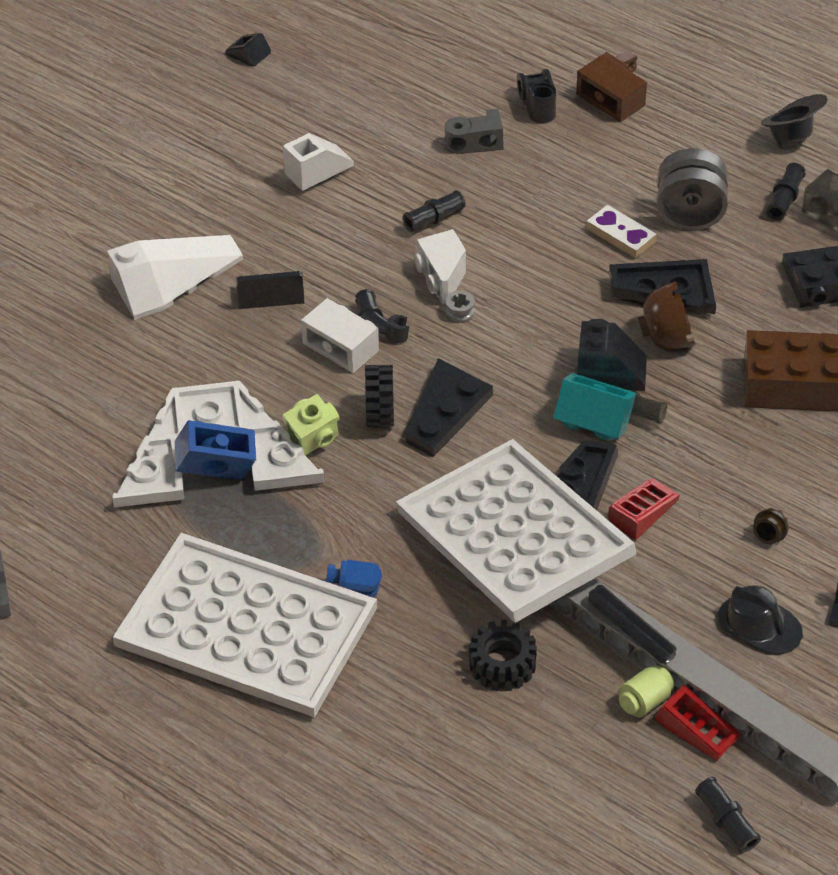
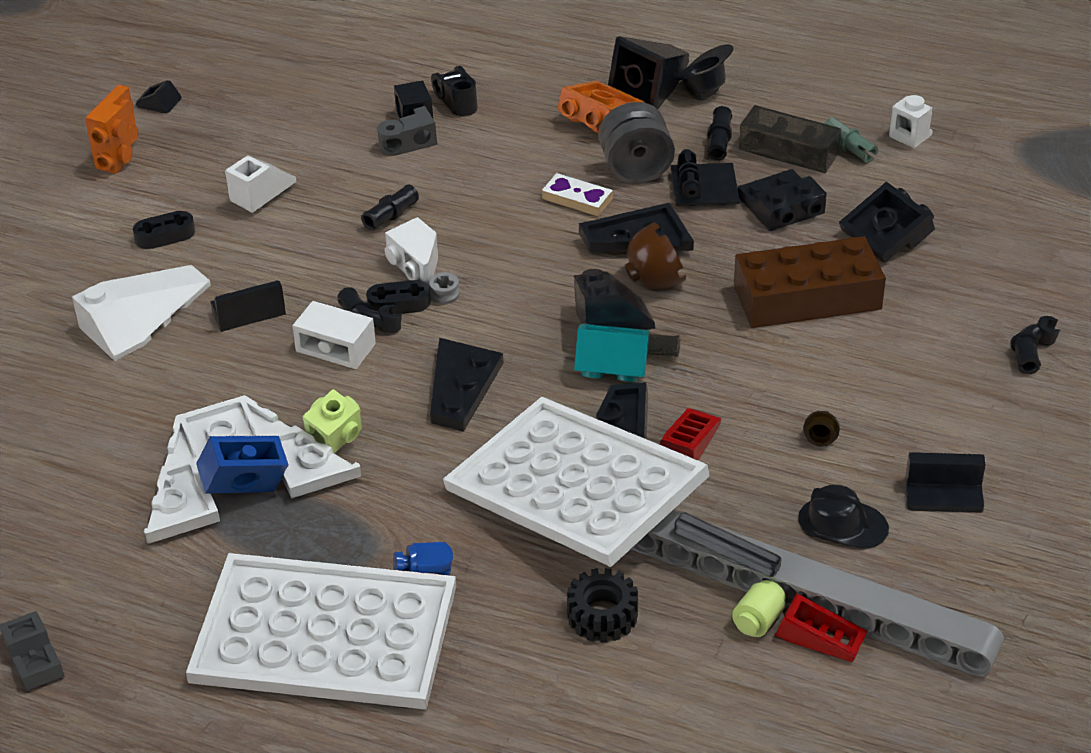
camera: 15 degrees left, 5 degrees down
(191, 79) = (112, 130): none -> orange plate
(214, 193) = (164, 229): none -> black beam
(379, 395) = (395, 381): black tyre -> none
(414, 307) = (407, 295): none -> black beam
(490, 95) = (411, 96): none -> black brick
(612, 86) = (524, 71): reddish brown hinge -> none
(669, 132) = (591, 102): none -> orange plate
(728, 814) = (886, 711): black pin -> none
(732, 109) = (646, 69): none -> black slope
(750, 242) = (703, 183): none -> black hinge

